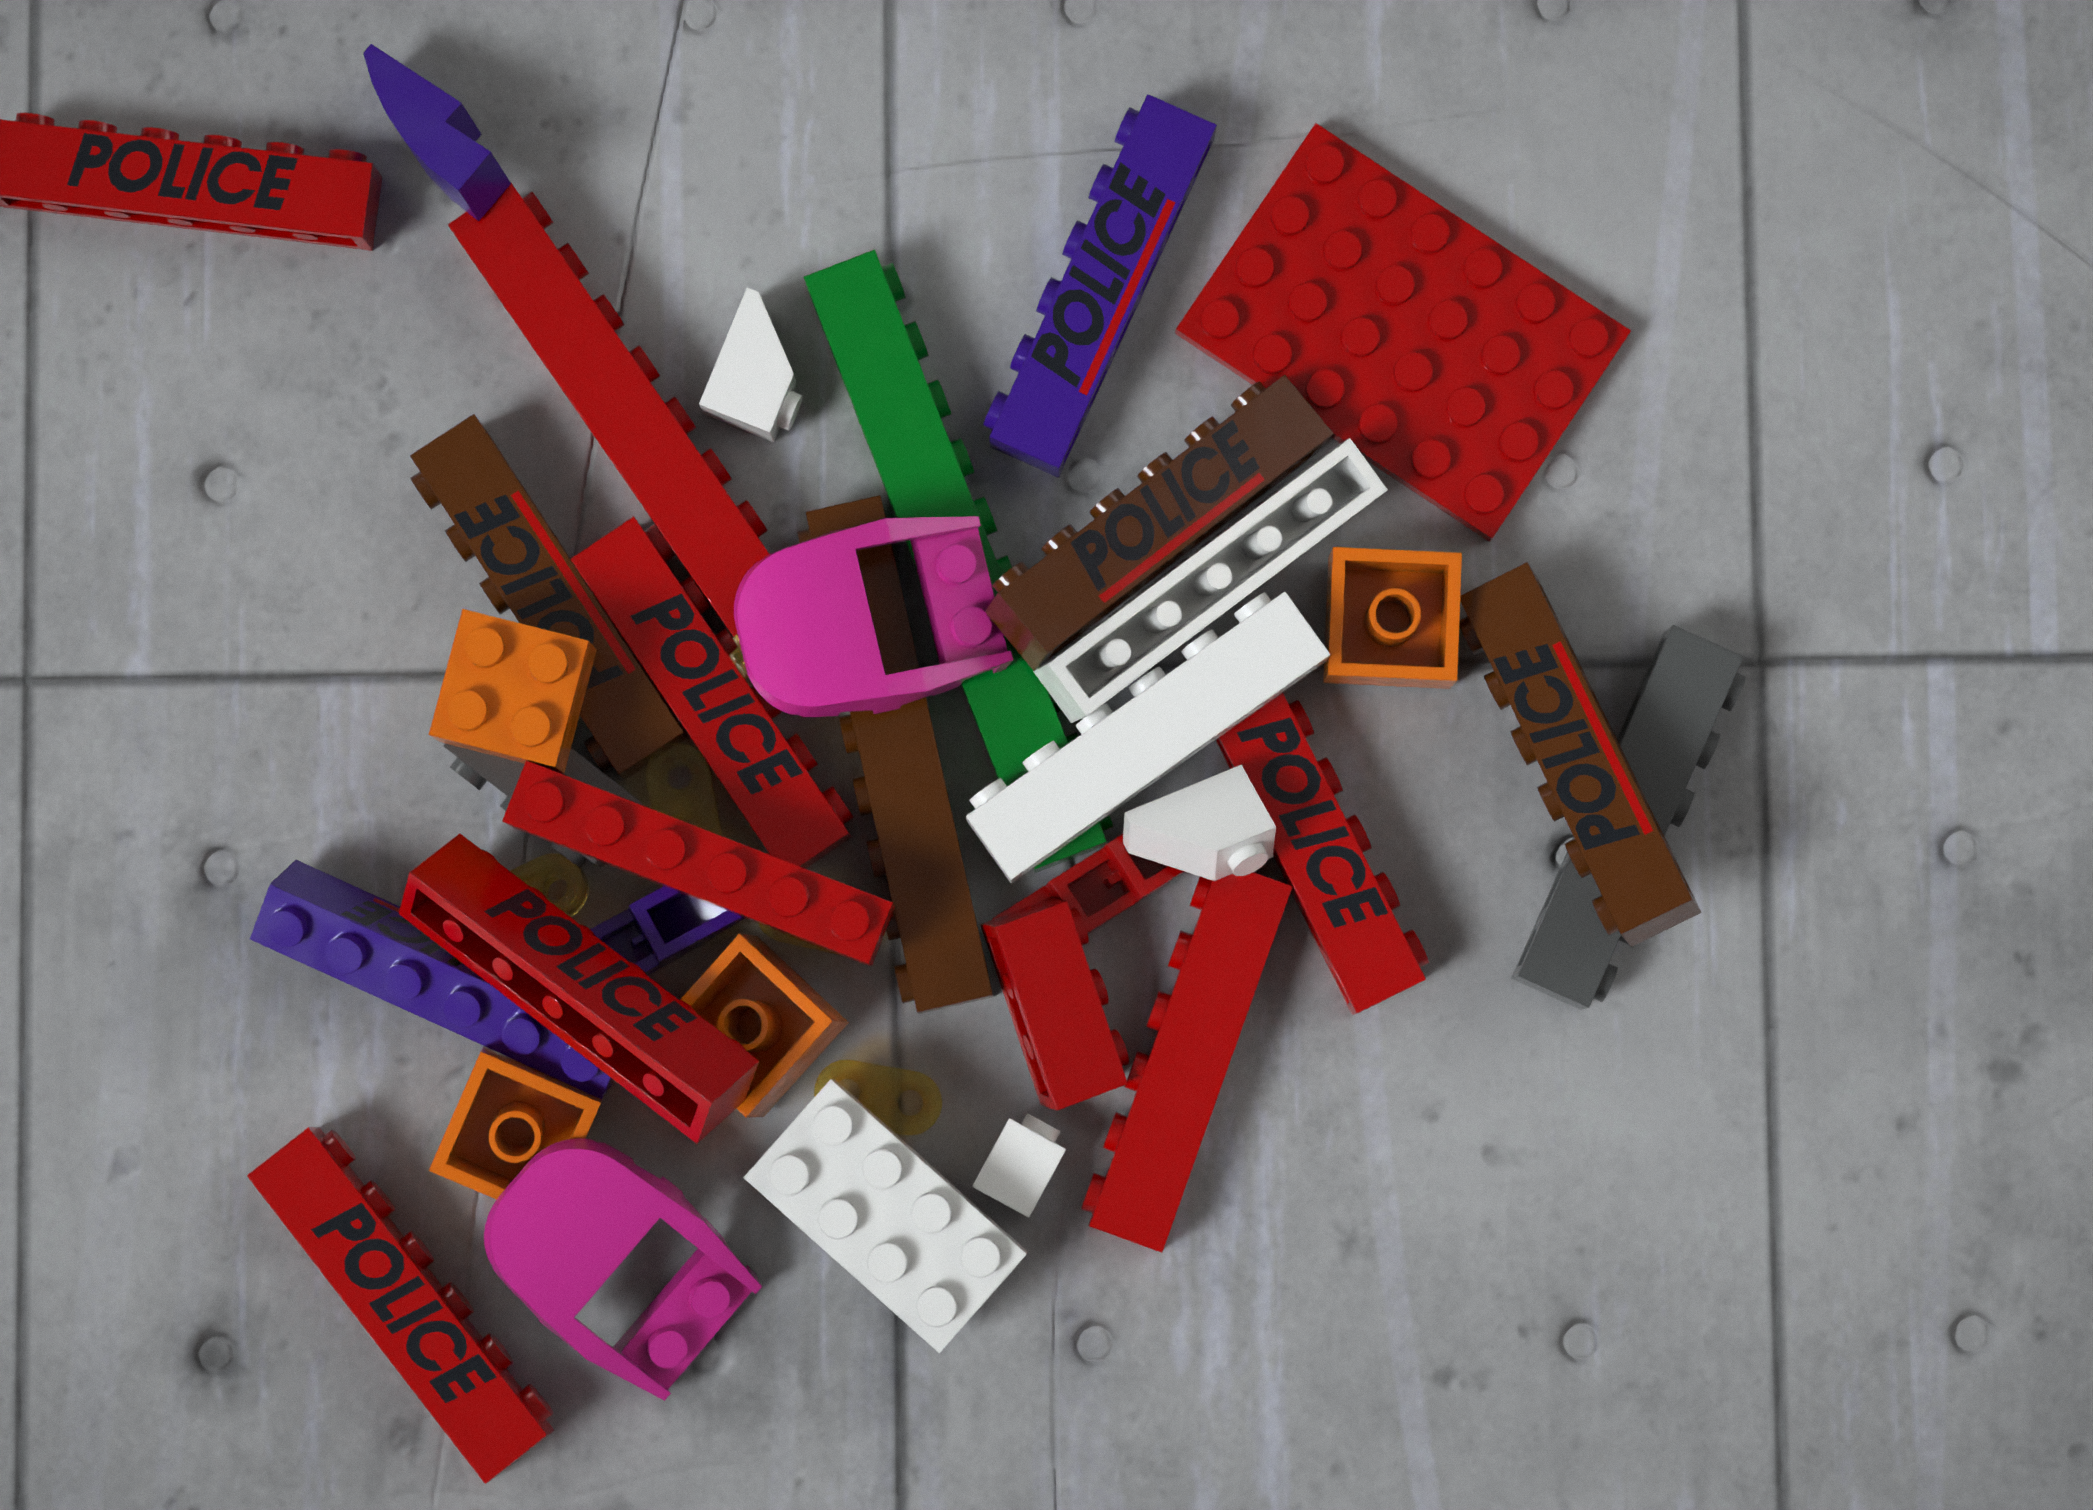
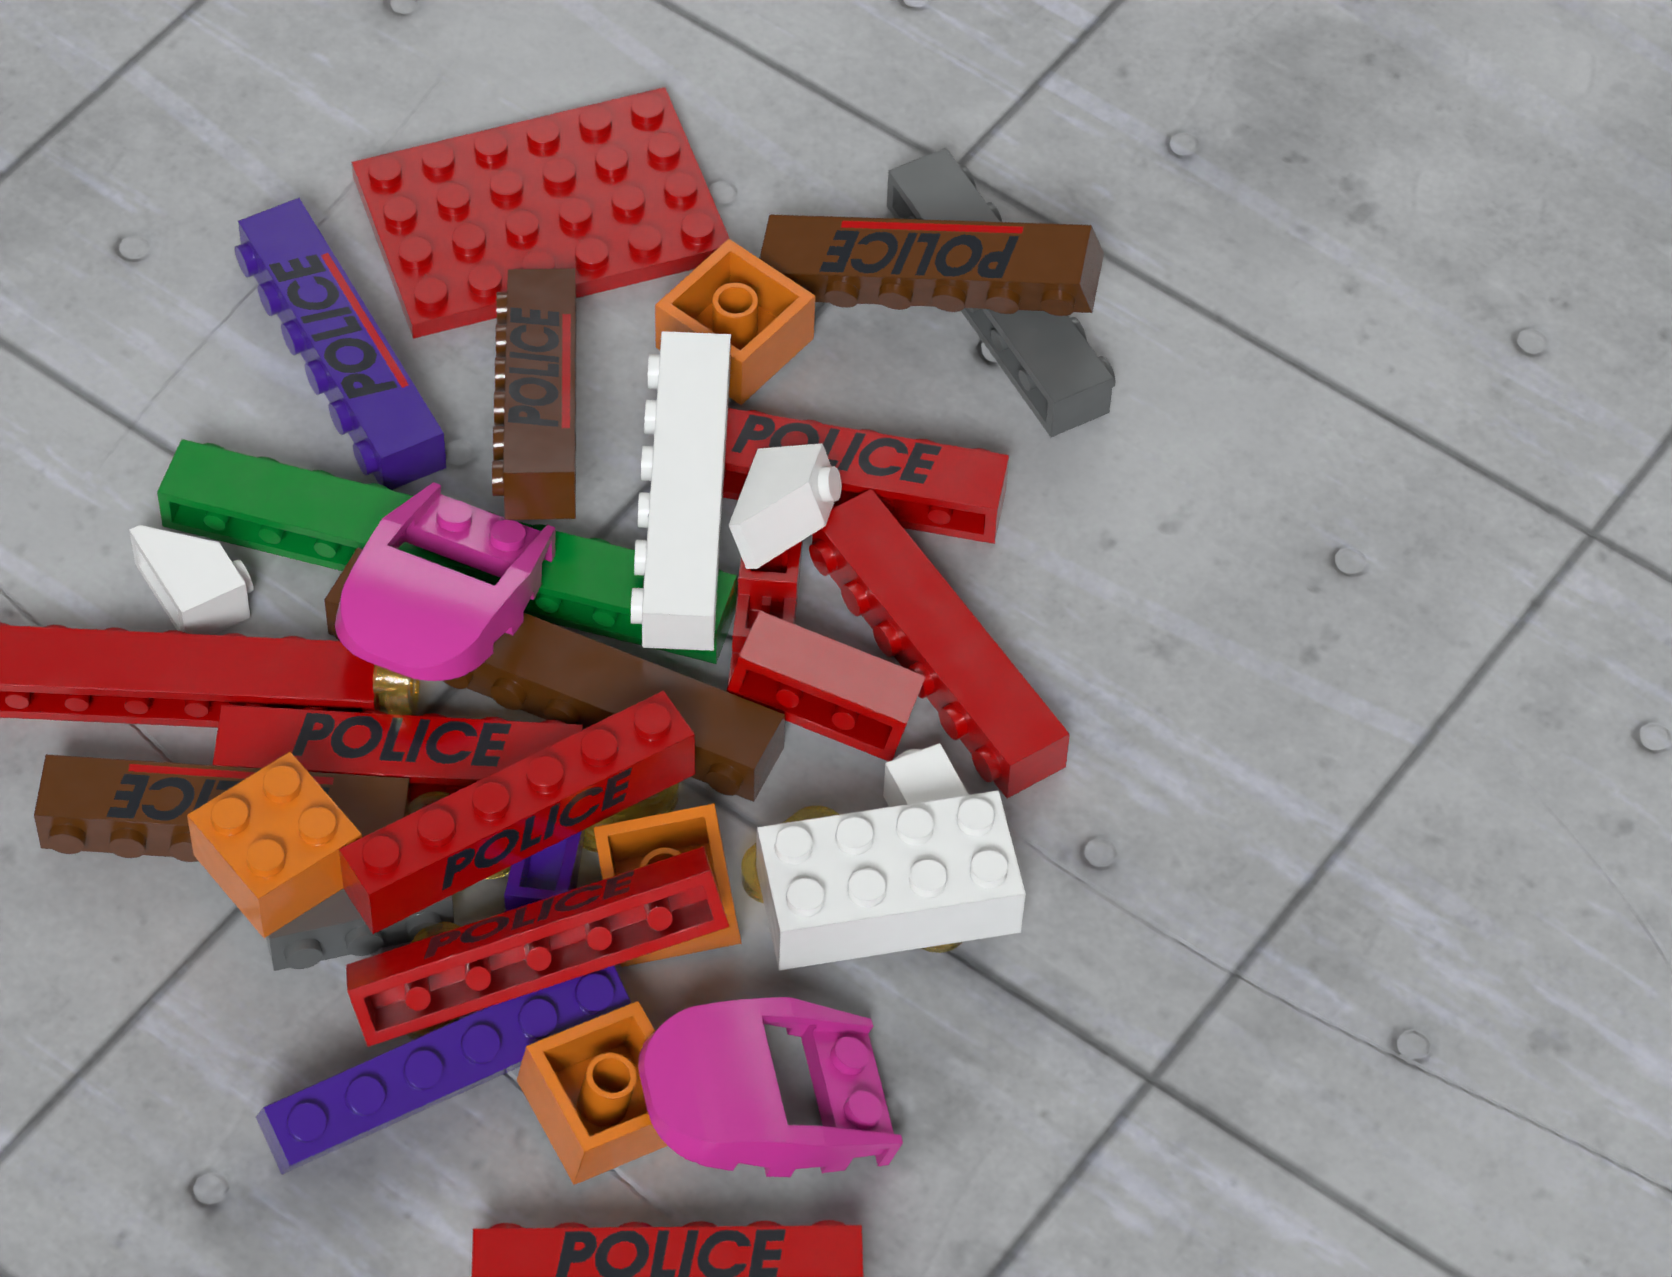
camera: 55 degrees left, 30 degrees down
(1210, 581) = (610, 396): white brick -> none

